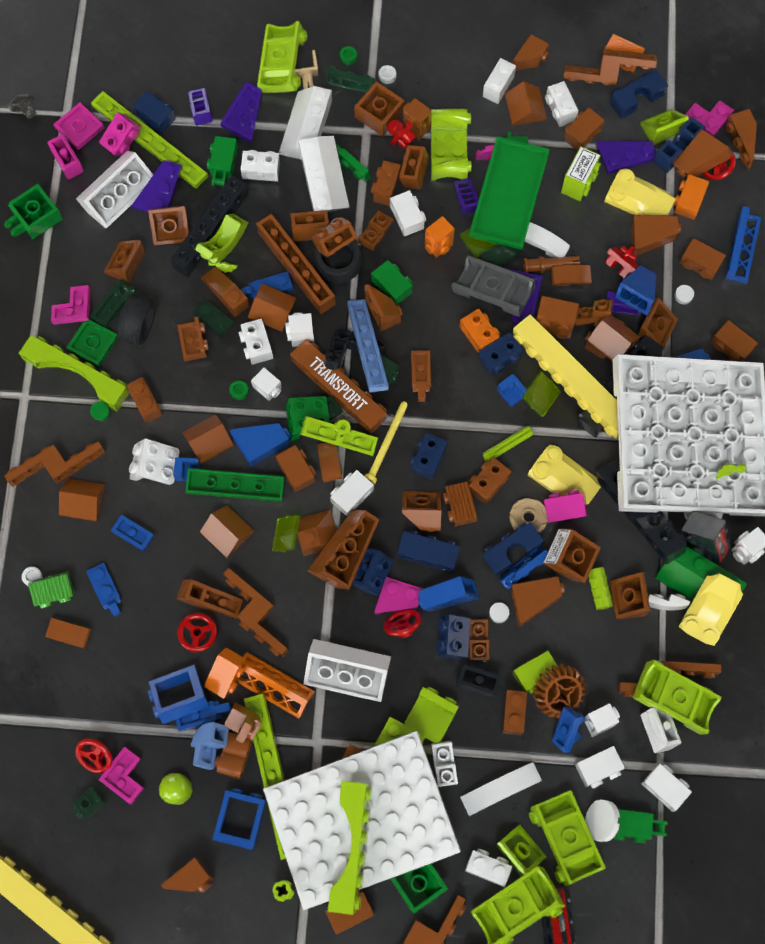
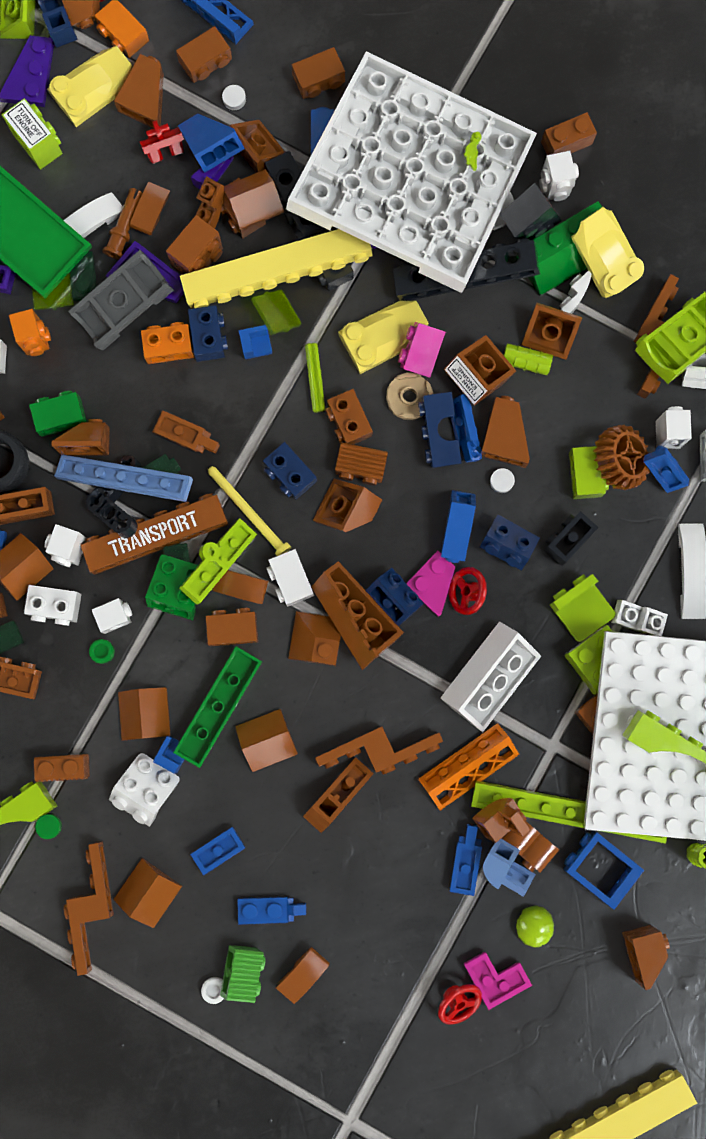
camera: 65 degrees left, 10 degrees up
(95, 803) = (509, 1023): clear green brick -> none
(183, 707) = (454, 880): blue window -> none
(197, 639) = (387, 835): red piece -> none
(225, 672) = (435, 814): orange brick -> none
(260, 441) = (178, 654): blue slope -> none
(286, 533) = (304, 674): clear neon green piece -> none
(428, 551) = (398, 523): dark blue brick -> none
(478, 640) = (523, 516): dark orange slope -> none
(514, 712) = (621, 517): dark orange brick -> none

